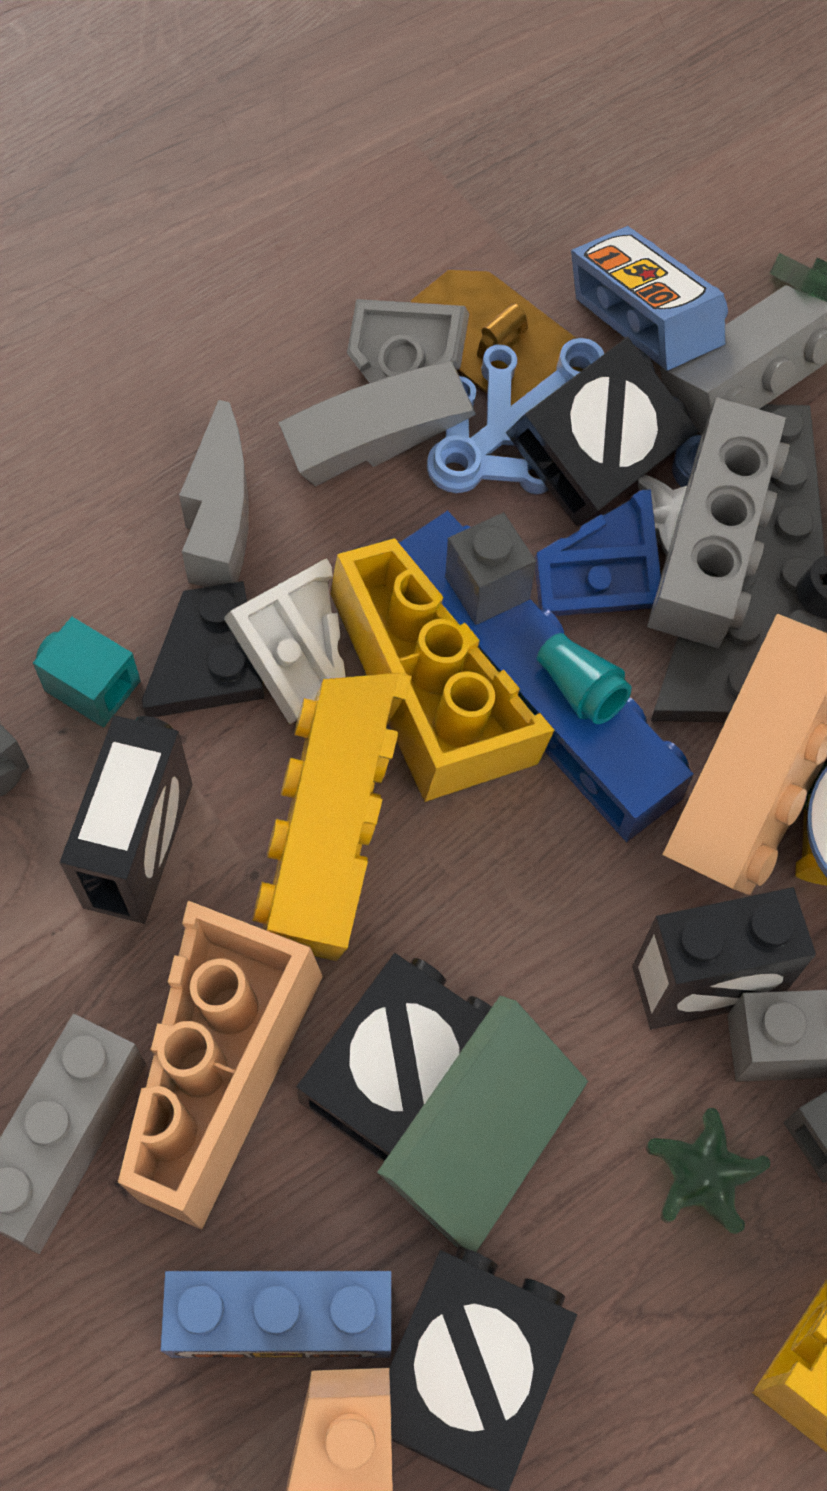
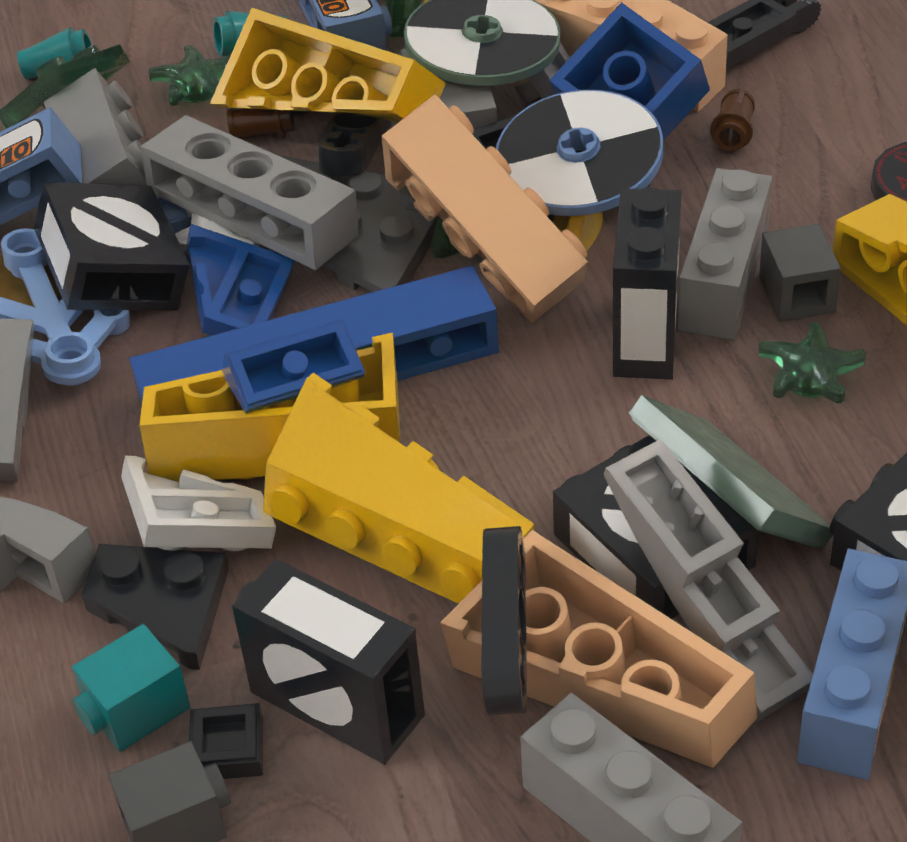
camera: 65 degrees left, 20 degrees down
(62, 768) = (229, 738): none -> black tile
(175, 955) = (504, 621): none -> black beam
(312, 1134) = (701, 571): none -> light grey slope
(451, 657) = (279, 367): none -> blue slope
(489, 568) = (217, 317): dark grey brick -> none
(587, 681) = (358, 294): teal cone -> none

